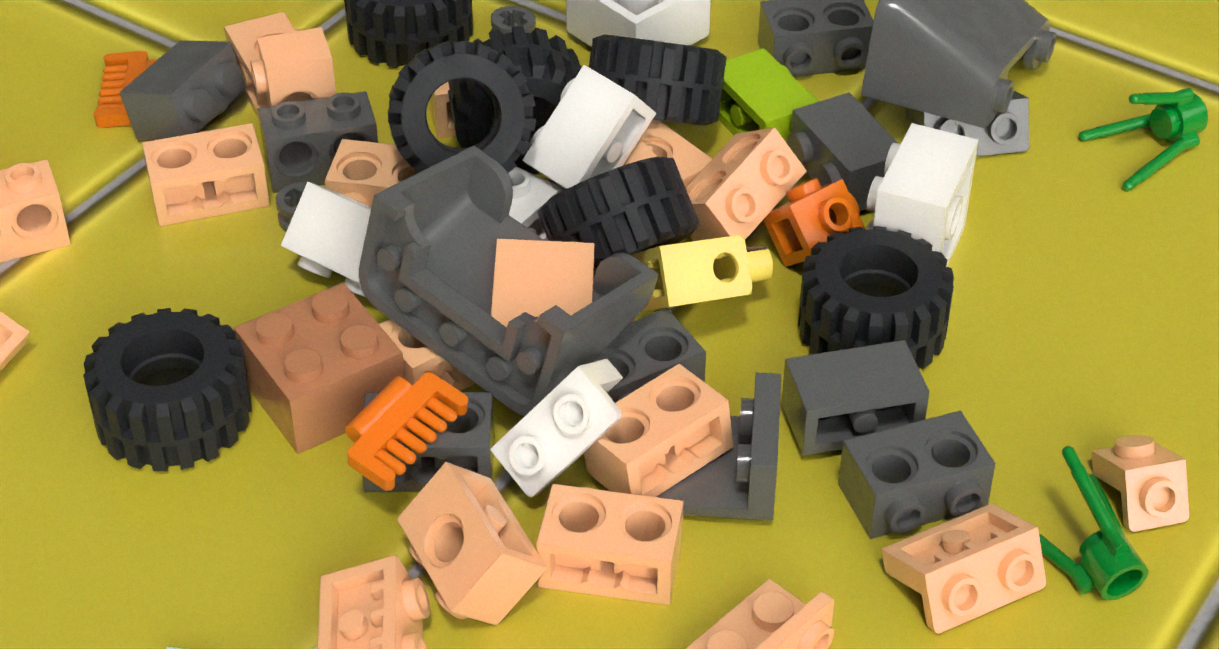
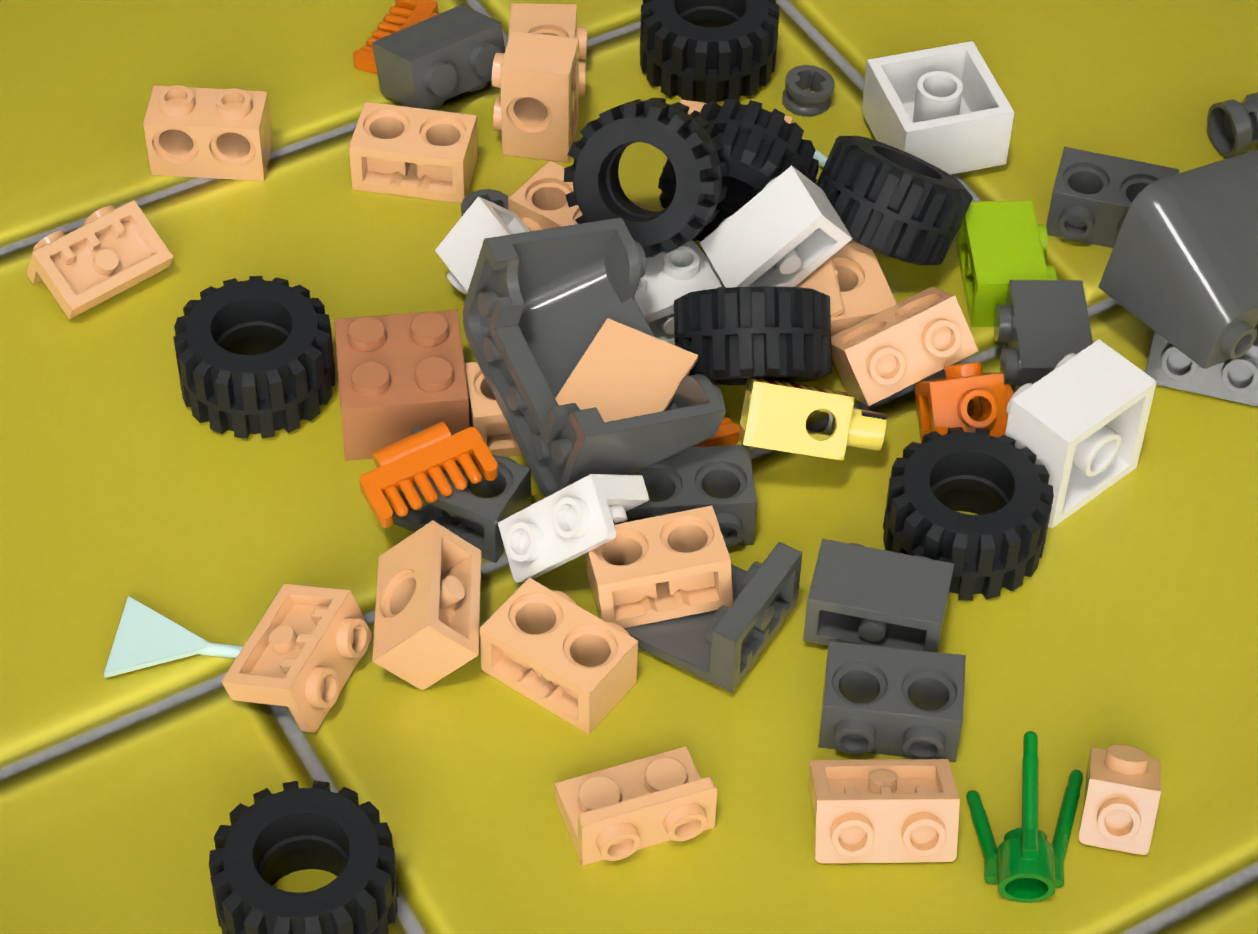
camera: 25 degrees right, 5 degrees up
(305, 135) = (519, 141): dark grey brick -> none

